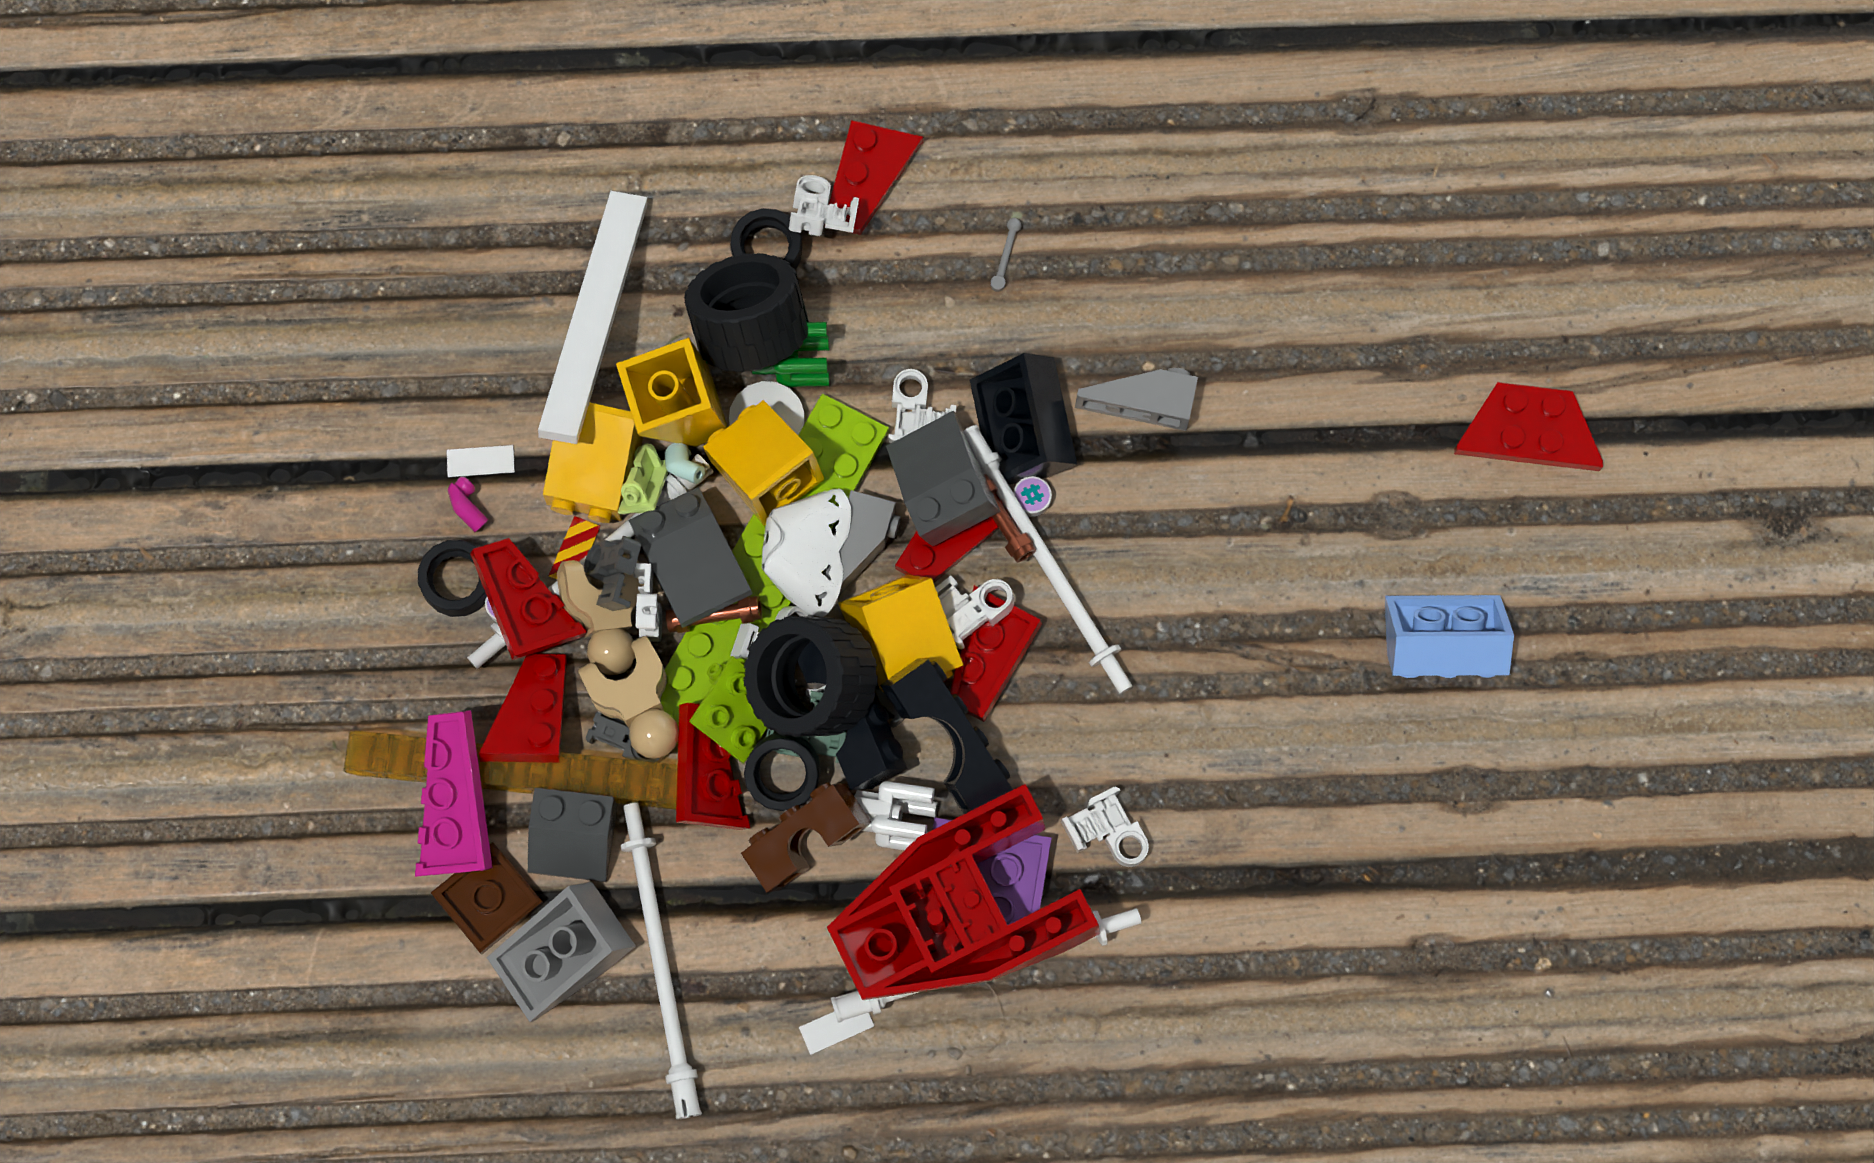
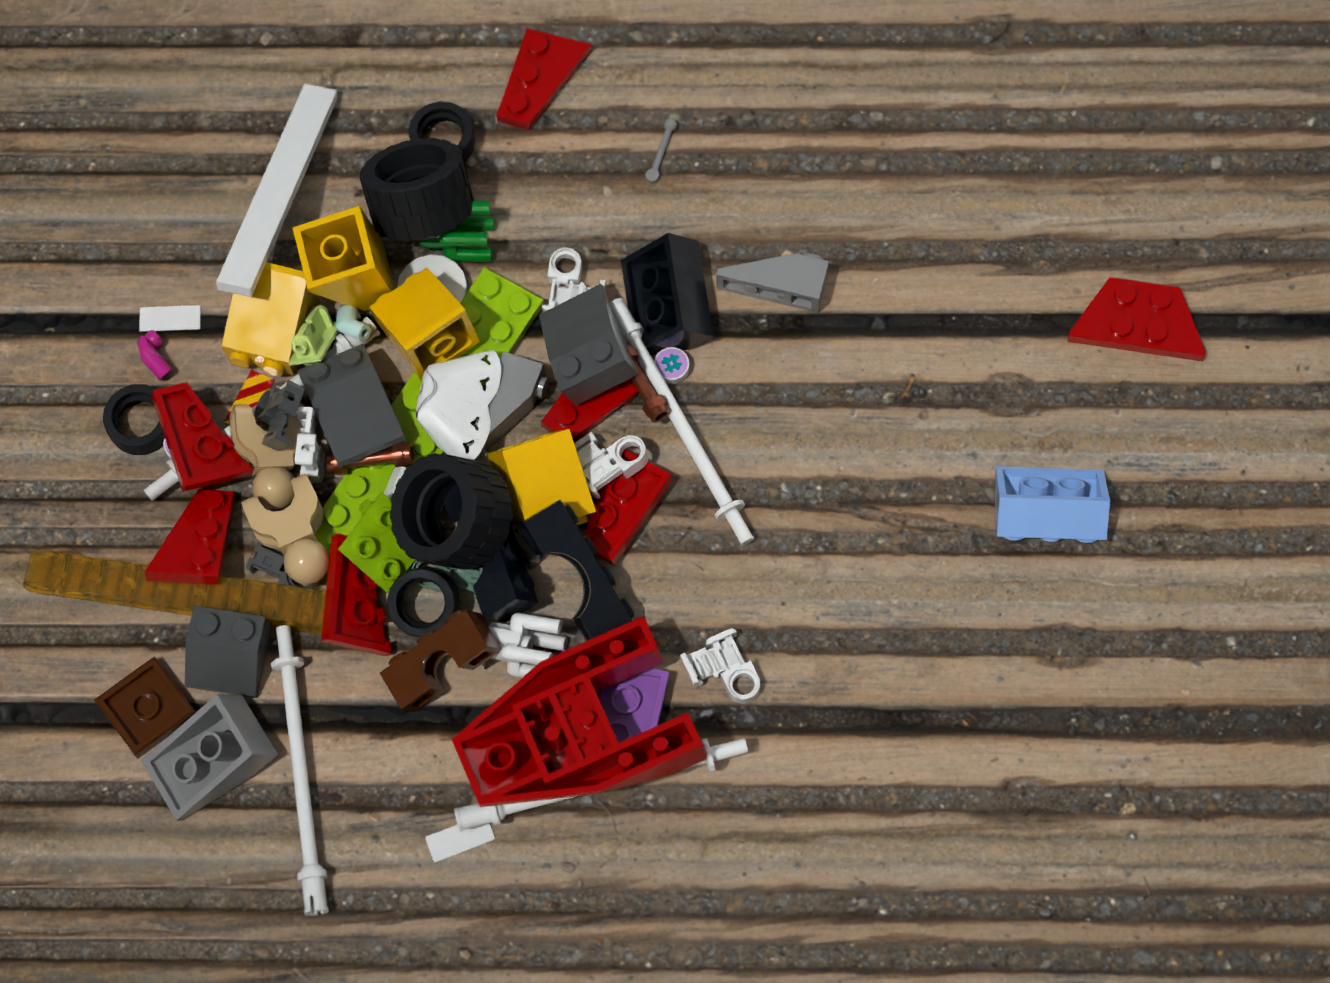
camera: 10 degrees right, 5 degrees down
(454, 812) = (119, 627): dark pink wing -> none
(815, 211) = (487, 100): white piece -> none

